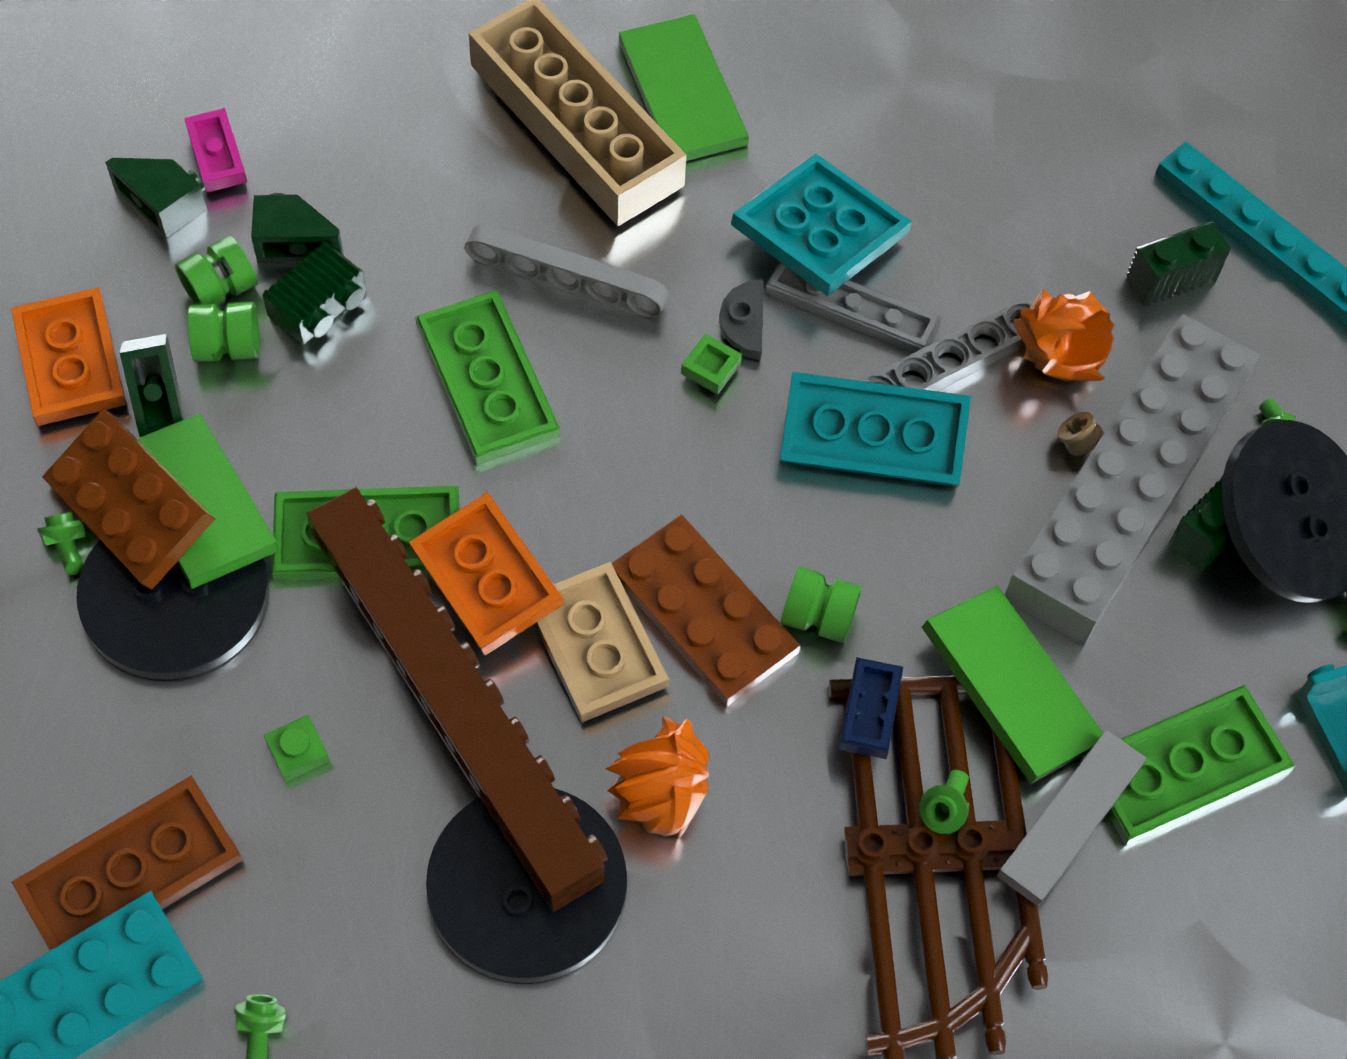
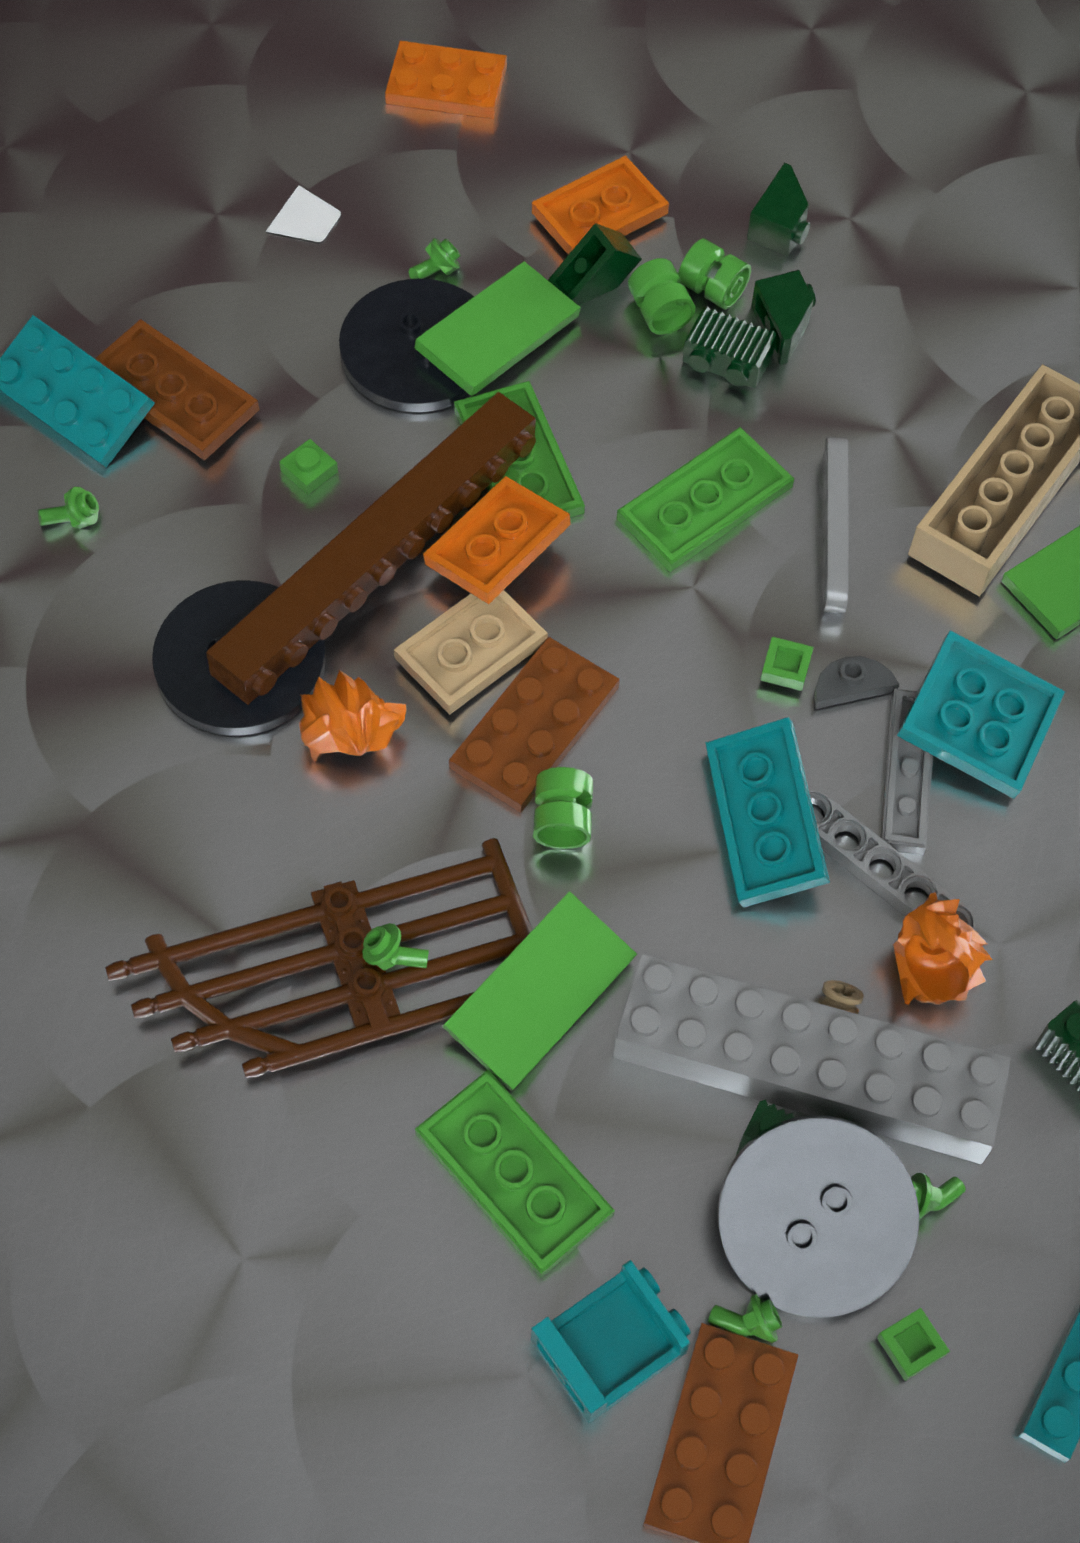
camera: 75 degrees right, 0 degrees up
(128, 498) = (476, 280): dark orange plate -> none
(215, 150) = (843, 238): dark pink plate -> none
(871, 708) = (469, 869): dark blue plate -> none
(1071, 817) = (415, 1064): light grey tile -> none

